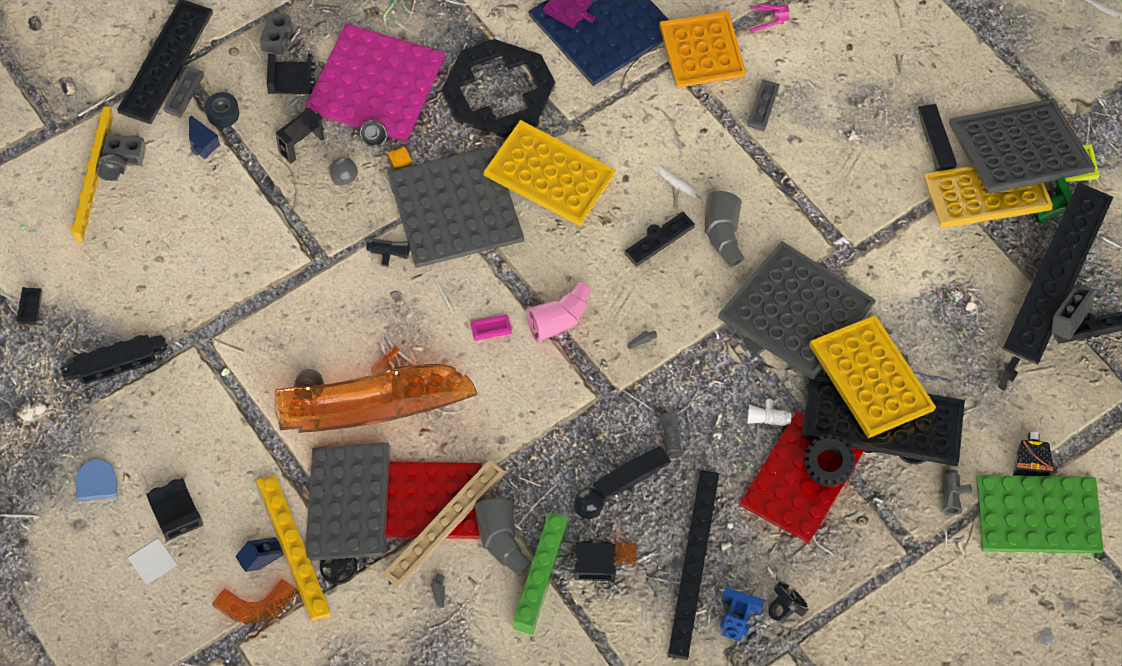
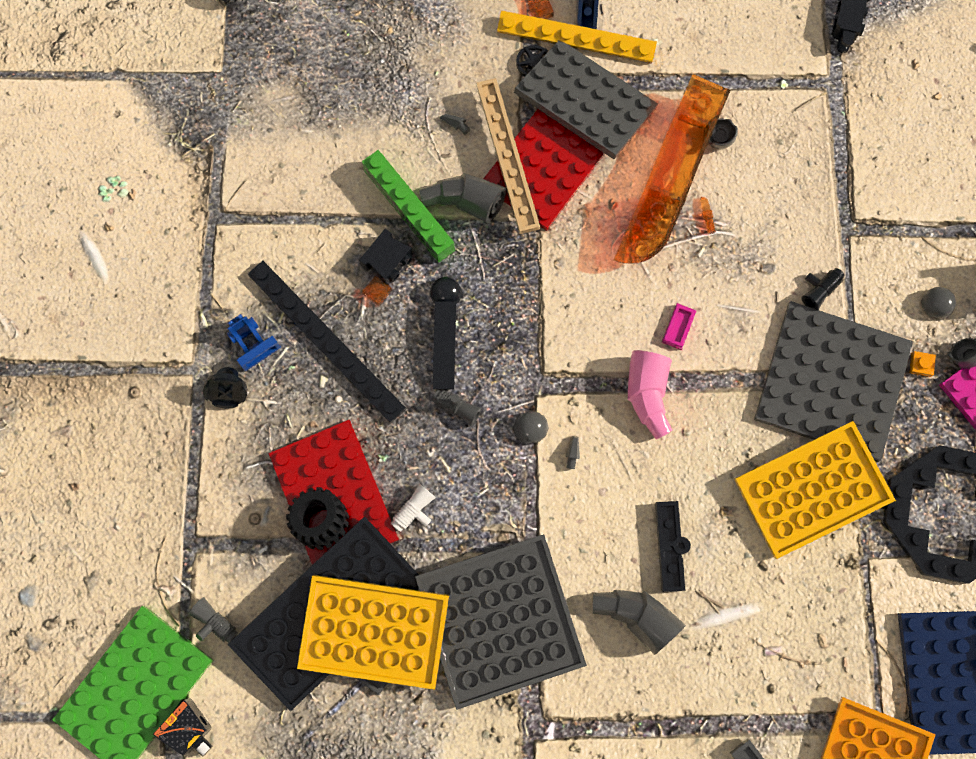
camera: 125 degrees right, 15 degrees up
(646, 377) = (531, 427): none -> dark grey hair

